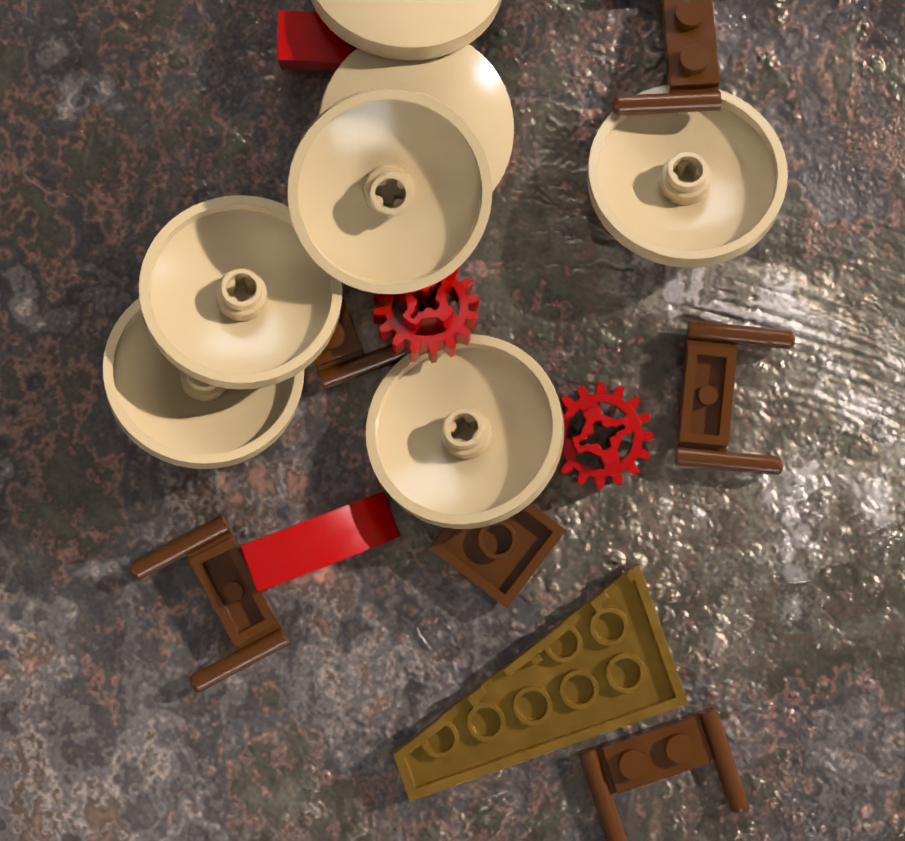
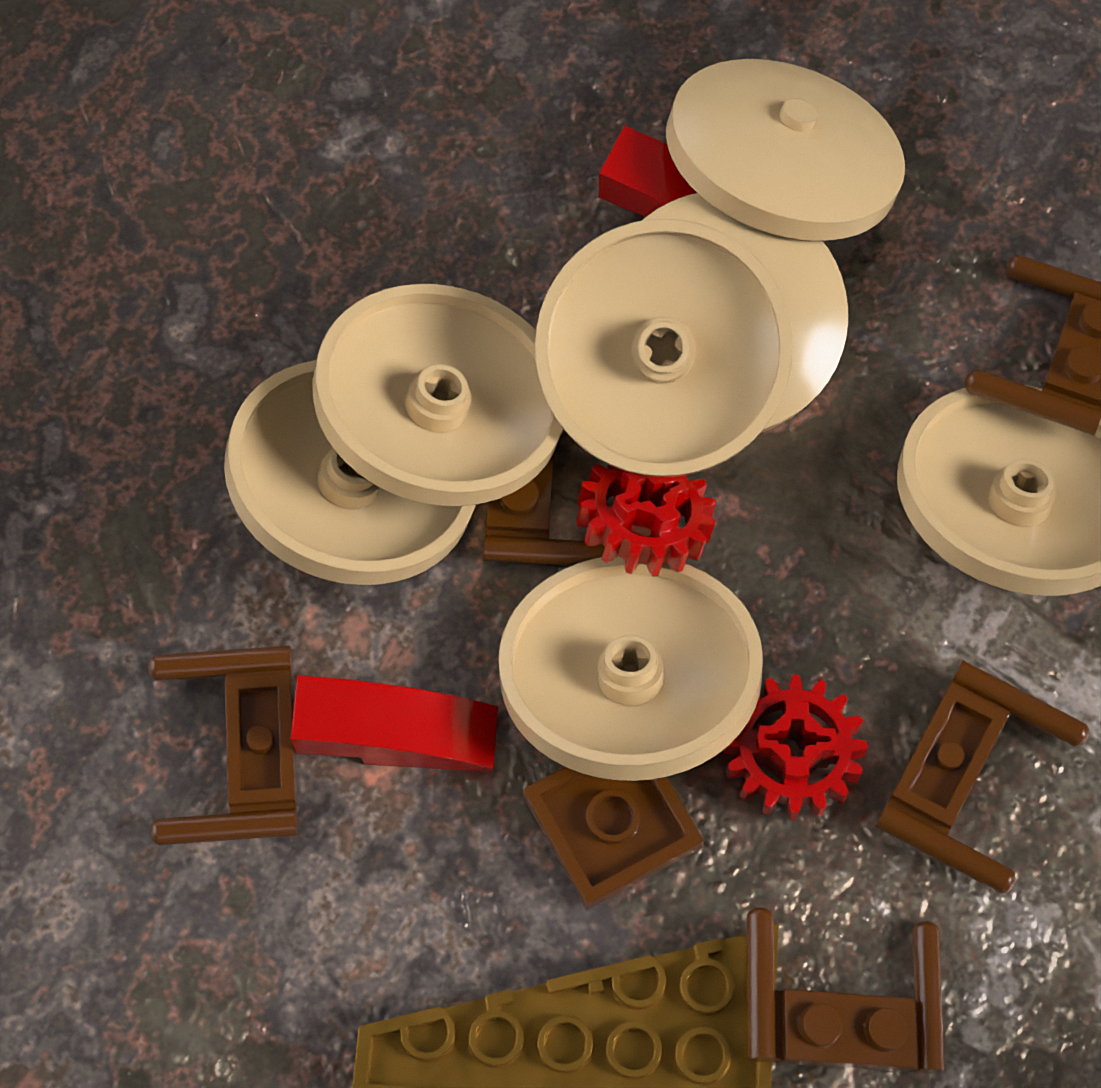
camera: 20 degrees right, 20 degrees down
(710, 613) = (844, 1027): none -> reddish brown plate

